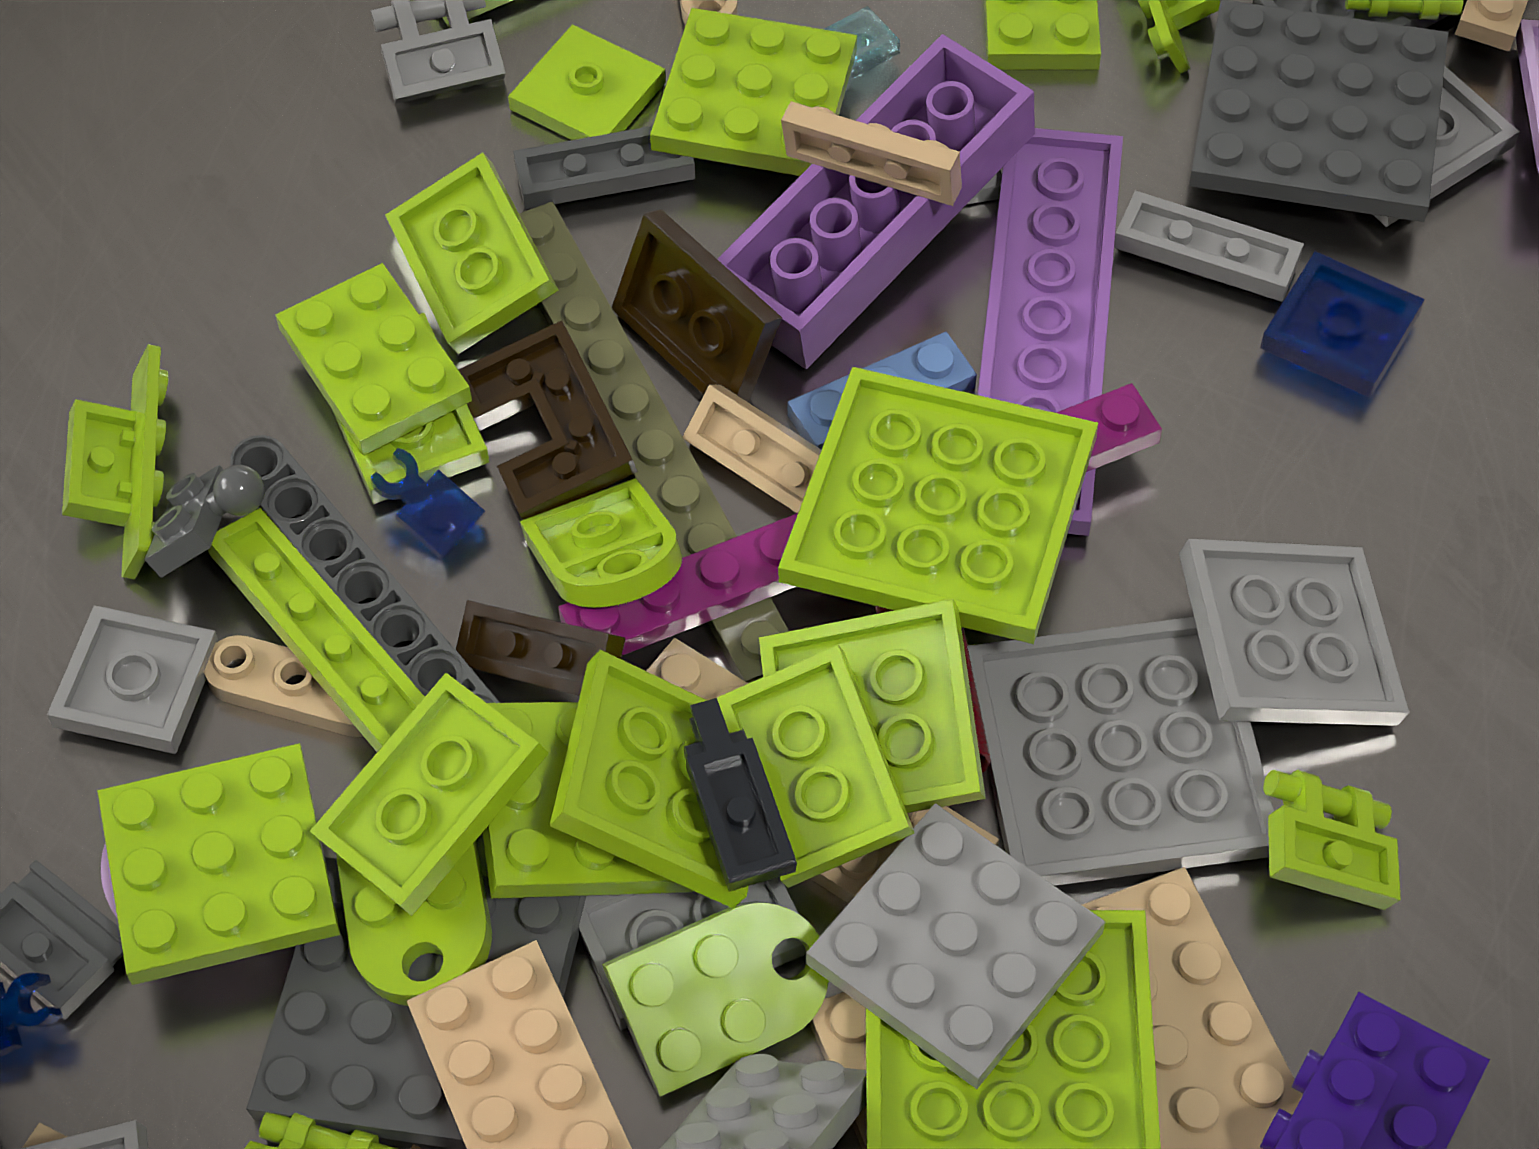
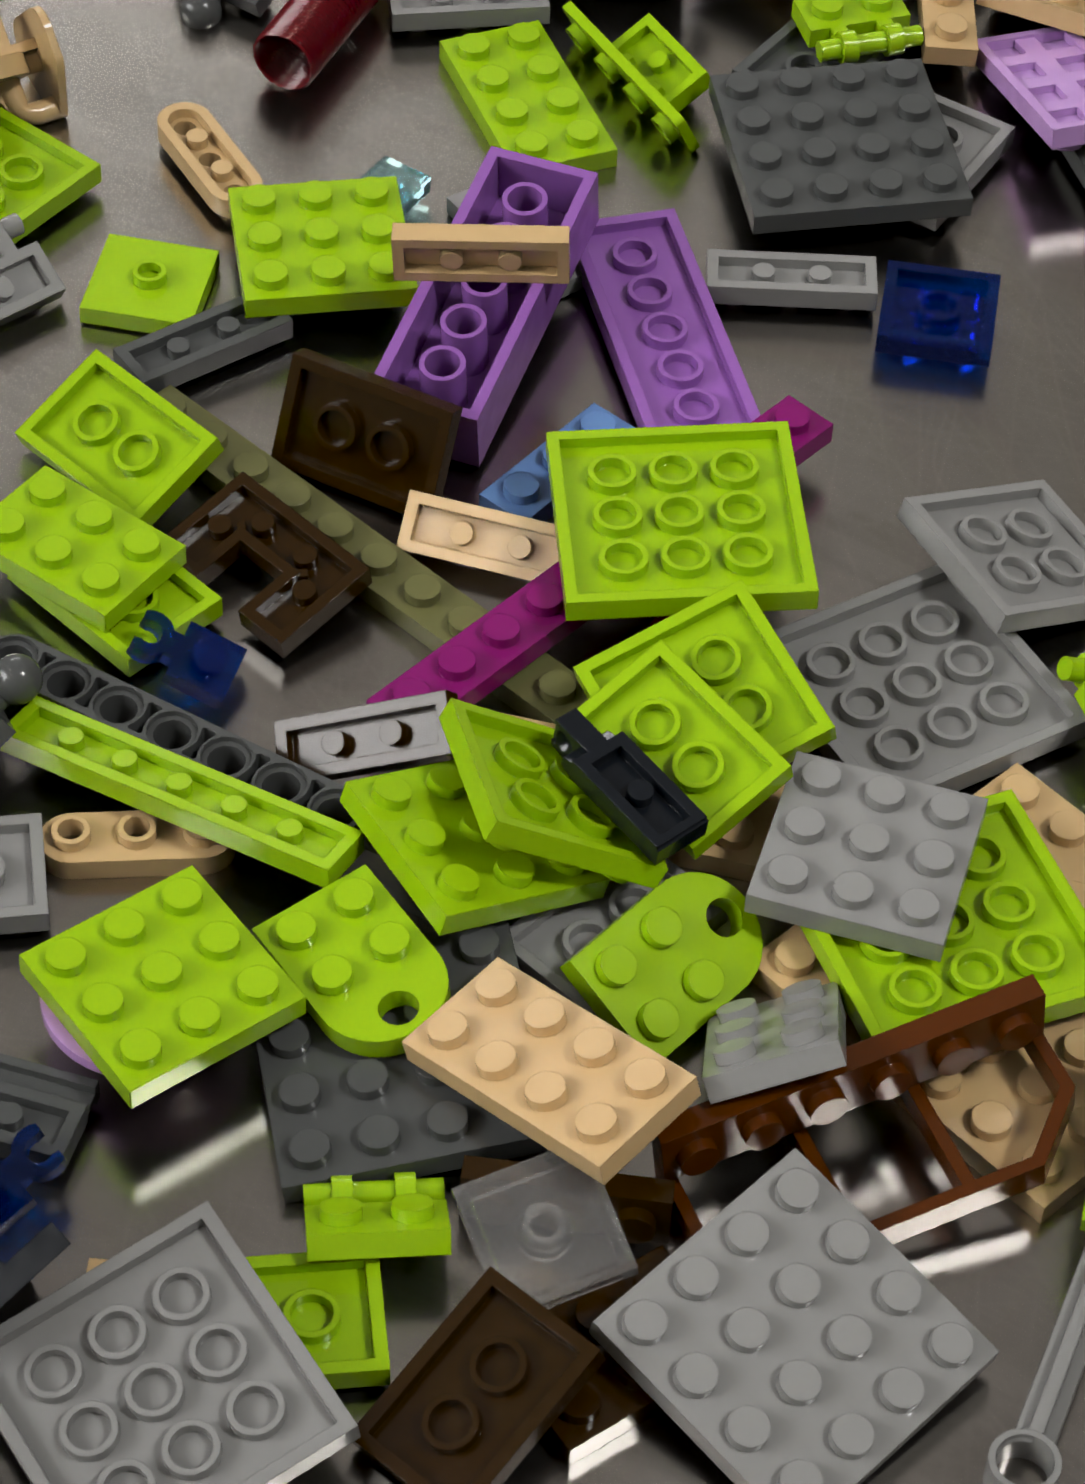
camera: 25 degrees left, 10 degrees down
(429, 793) = (349, 857): lime plate -> none
(605, 546) = (380, 643): lime plate -> none

